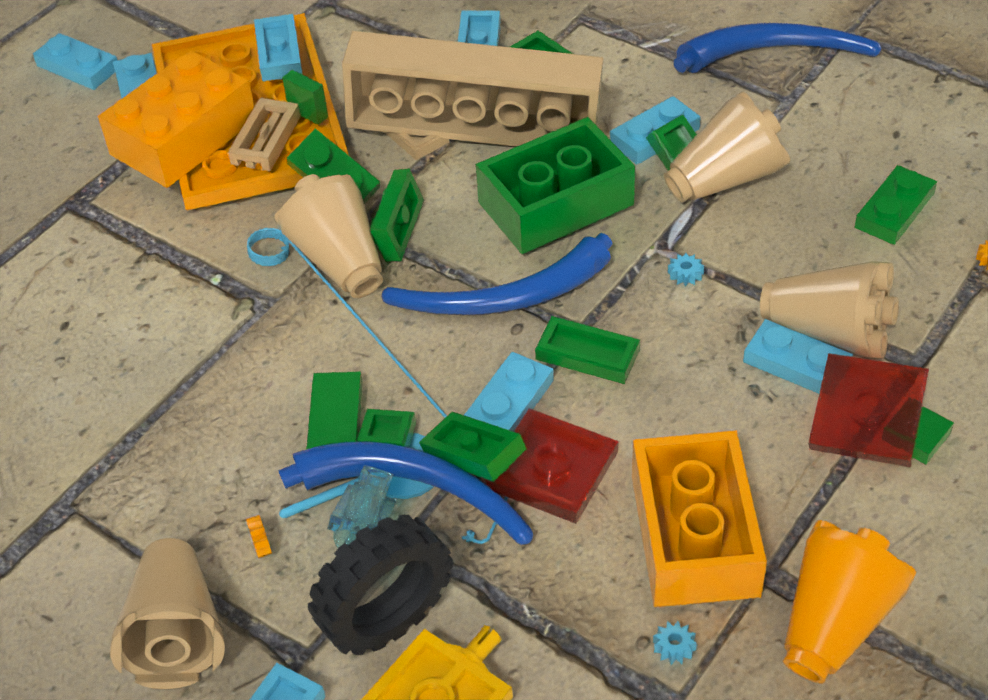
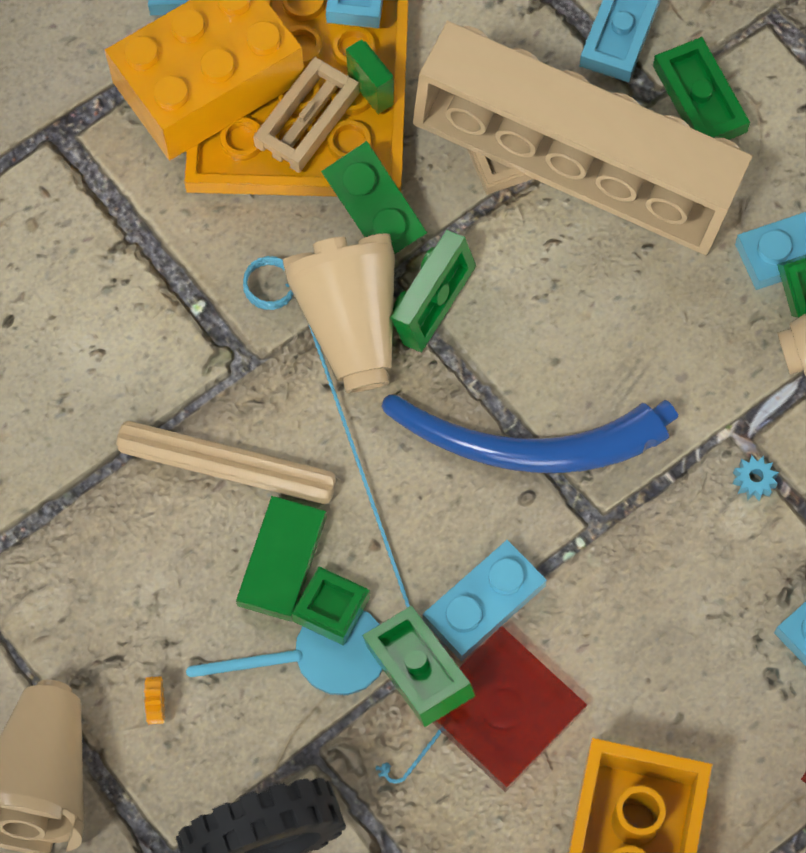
camera: 15 degrees right, 20 degrees up
(267, 363) = (226, 462): none -> tan axle
(346, 460) = (297, 639): blue animal -> none
(362, 505) = (274, 714): clear light blue hips -> none
(555, 184) = (637, 312): green brick -> none
(587, 349) = (597, 560): green tile -> none

